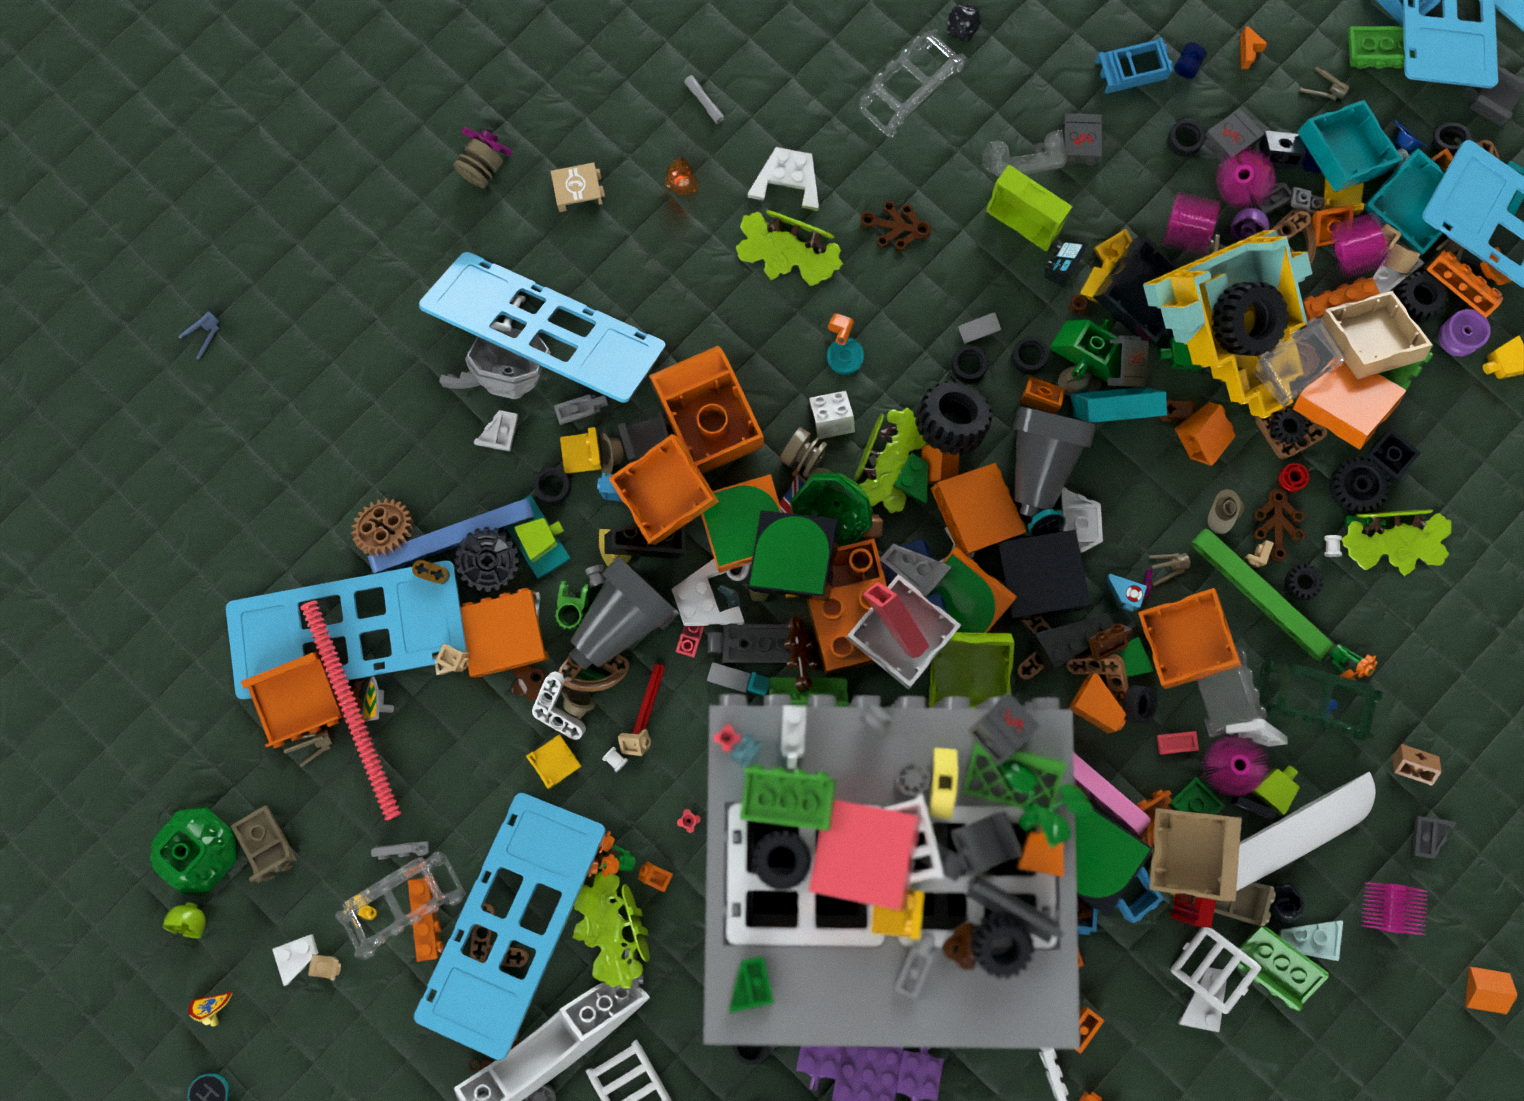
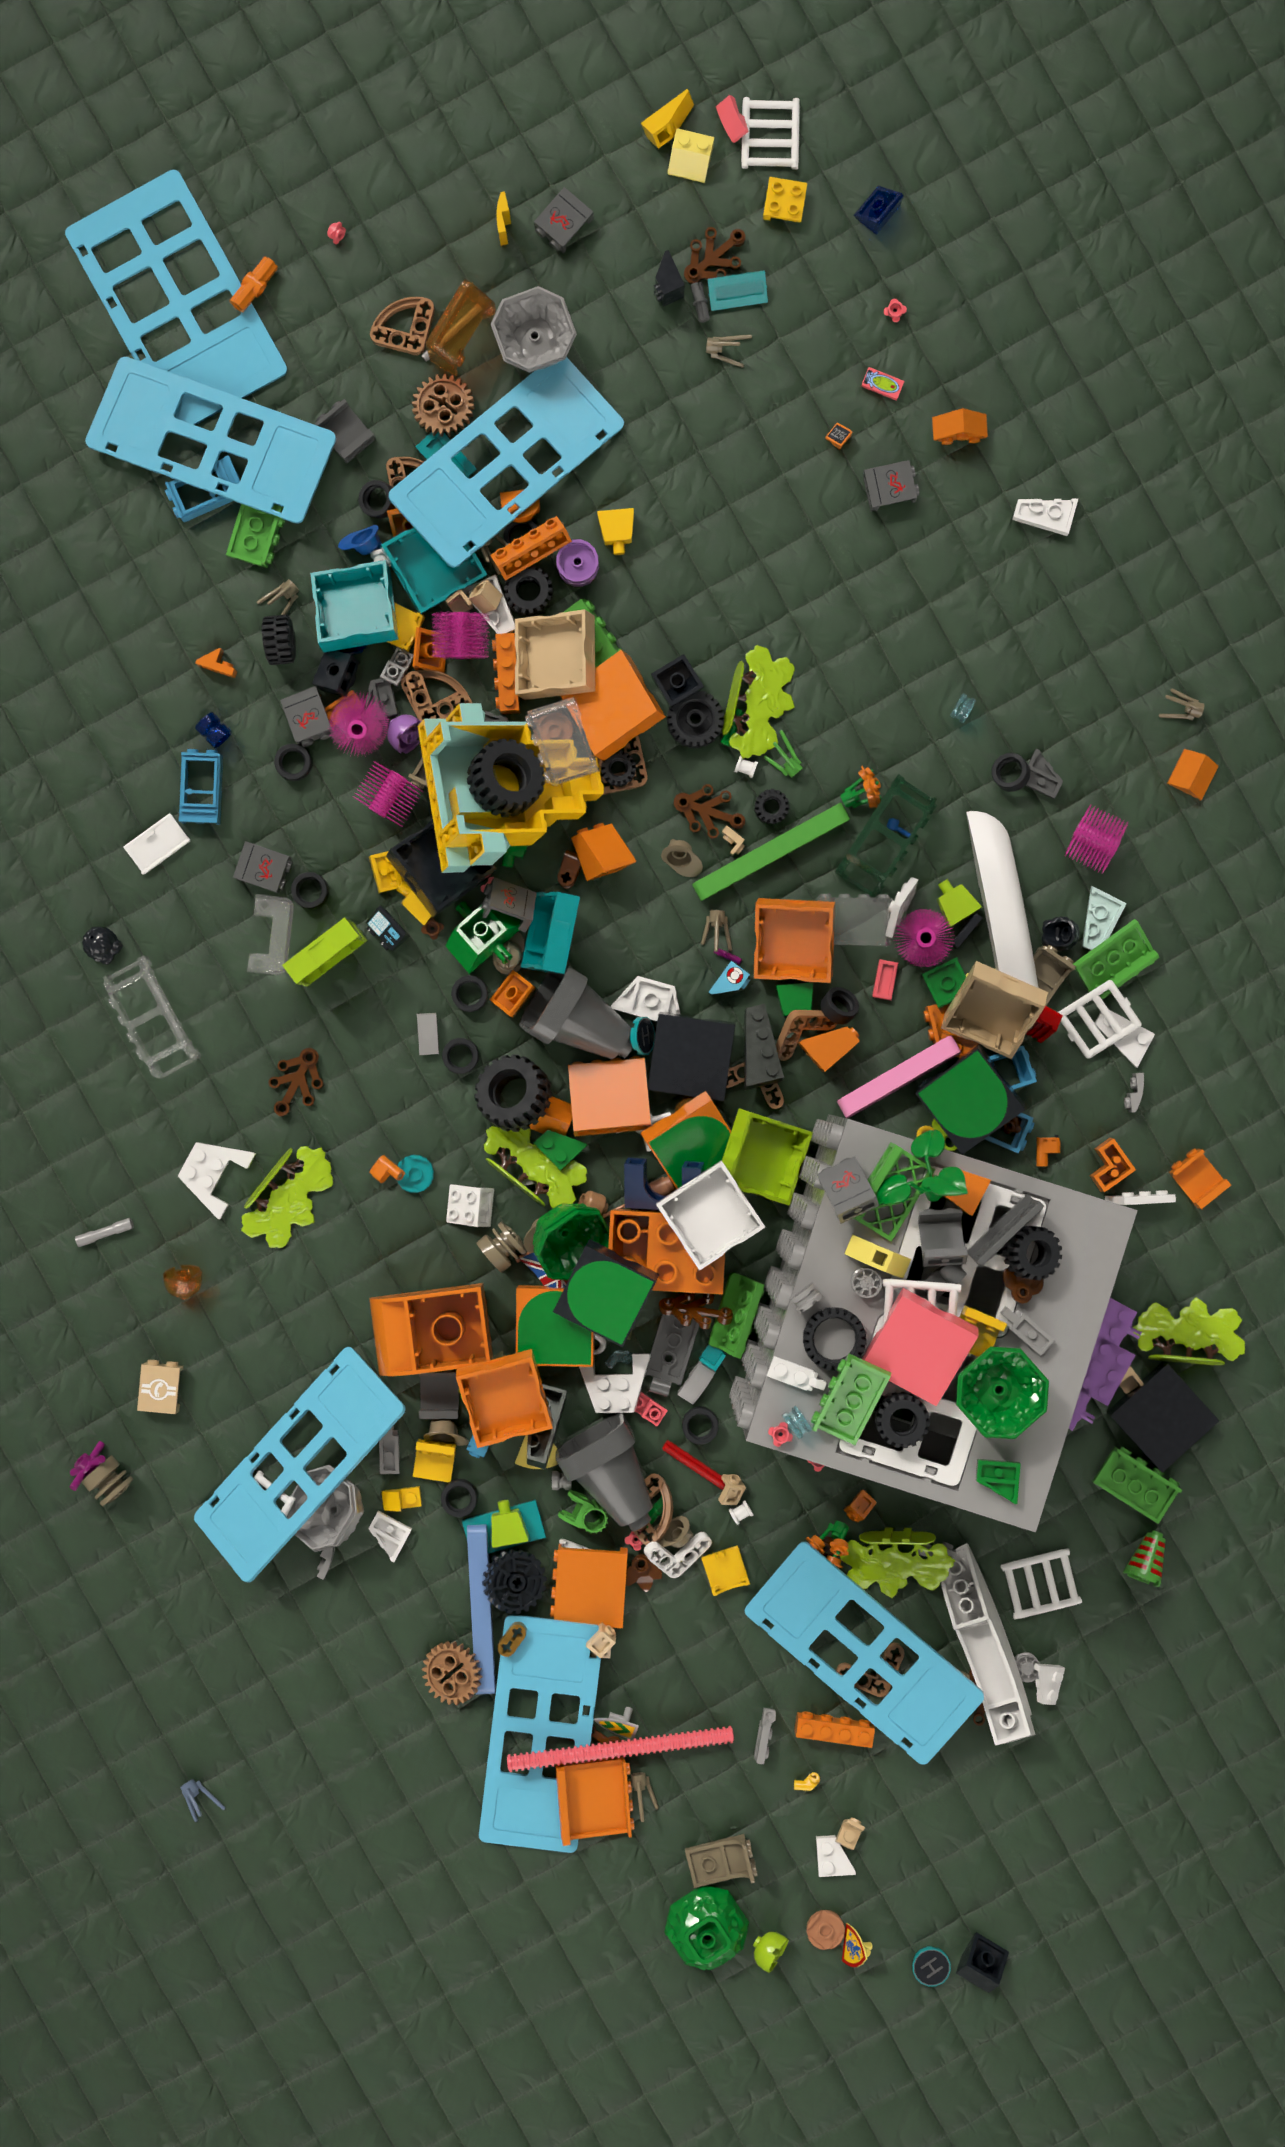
camera: 75 degrees left, 10 degrees up
(220, 972) = (825, 1929): none -> nougat tile
(385, 887) = (805, 1796): clear windscreen -> none
(536, 434) = (401, 1498): none -> yellow slope
(557, 660) = (635, 1544): none -> coral plate
(674, 690) = (704, 1439): none -> black tyre
(853, 980) = (1016, 1406): none -> green rock
(869, 753) = (831, 1313): none -> black tyre
(896, 619) = (699, 1221): coral slope -> none
(915, 568) = (651, 1181): light grey wing -> none
(1064, 43) = (159, 846): none -> white door
(1078, 173) = (324, 890): none -> black tyre
(1109, 641) = (774, 1017): reddish brown bracket -> none
(1147, 1029) = (1133, 1099): none -> light grey slope
(1287, 483) = (672, 772): red wheel -> none
(1294, 89) = (278, 639): none -> black tyre
(1350, 589) = (791, 766): none -> bright green plant
(1416, 764) = (973, 766): medium nougat brick -> none
(1416, 812) = (1001, 762): none -> black tyre
(1467, 736) = (965, 709): none -> clear light blue wheel

